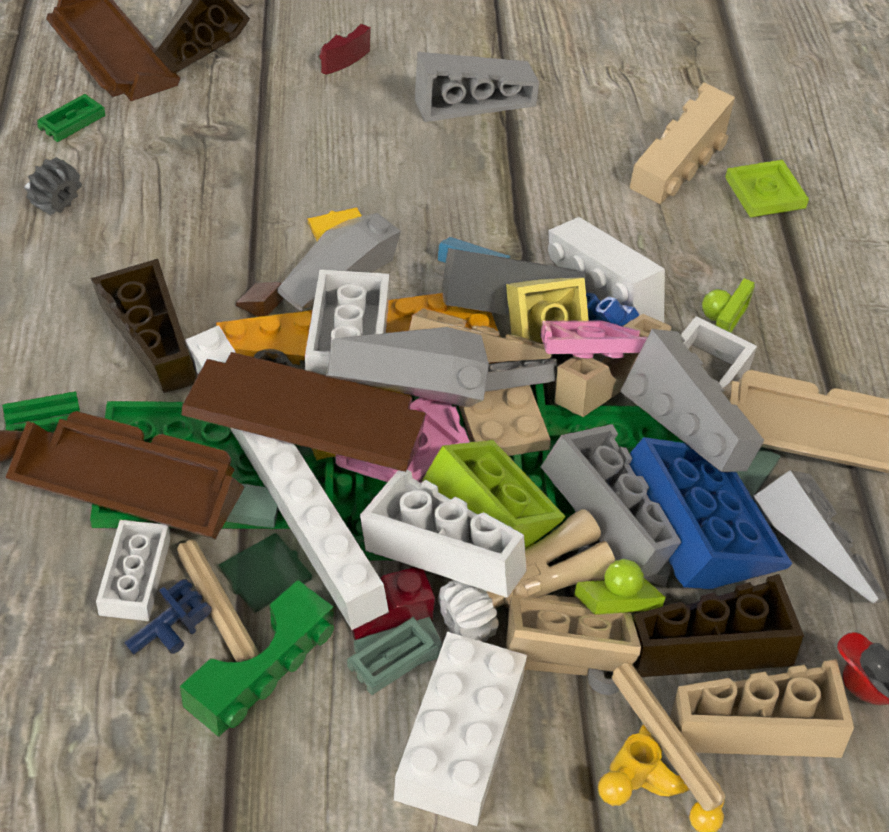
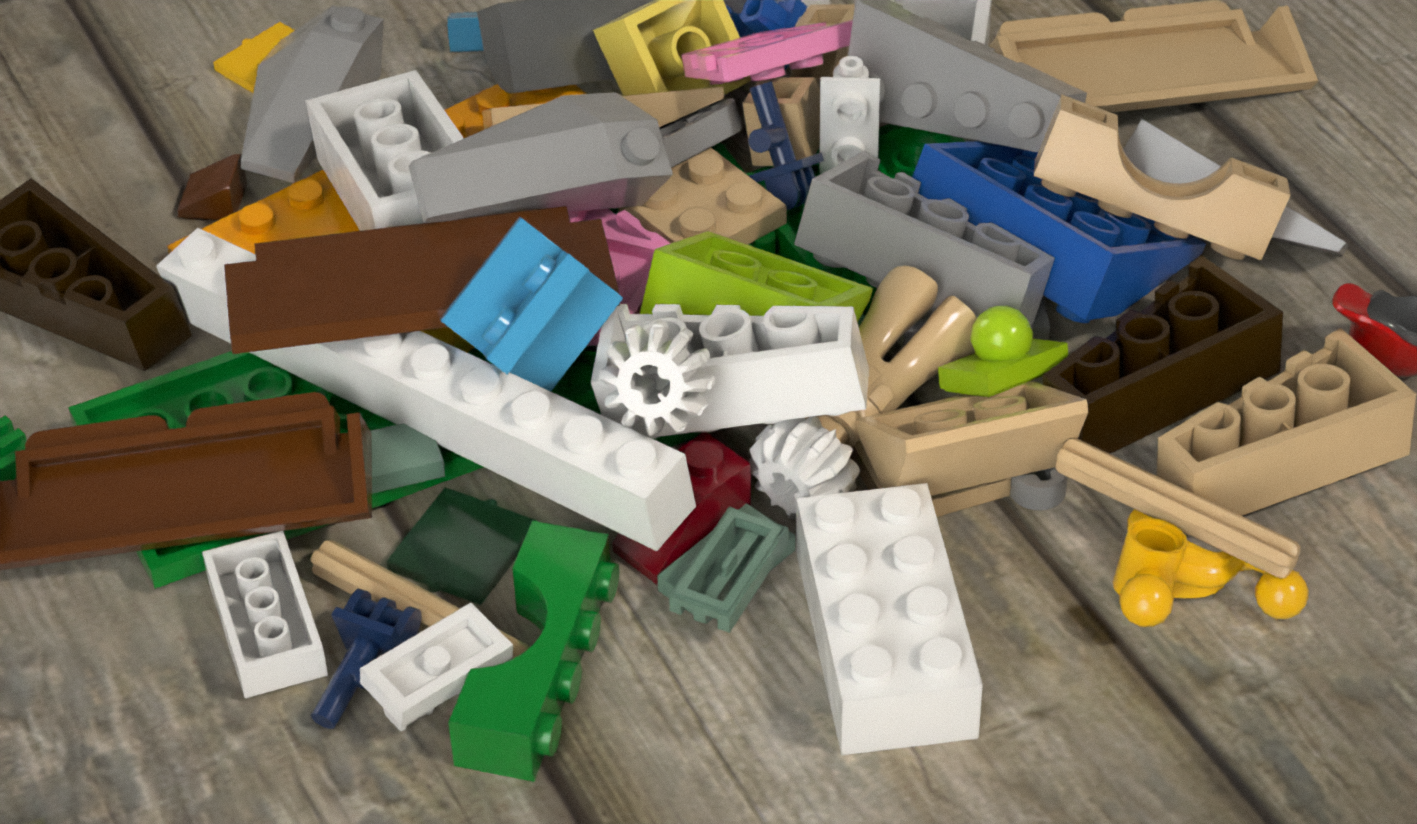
camera: 20 degrees left, 5 degrees down
(195, 644) = (433, 665): none -> white hinge
(351, 456) = (531, 307): none -> dark azure bracket
(389, 532) = (673, 364): none -> white gear
(565, 419) = (789, 177): none -> dark blue arm
(616, 398) = (848, 113): none -> white hinge
(809, 549) = (1230, 207): none -> tan arch

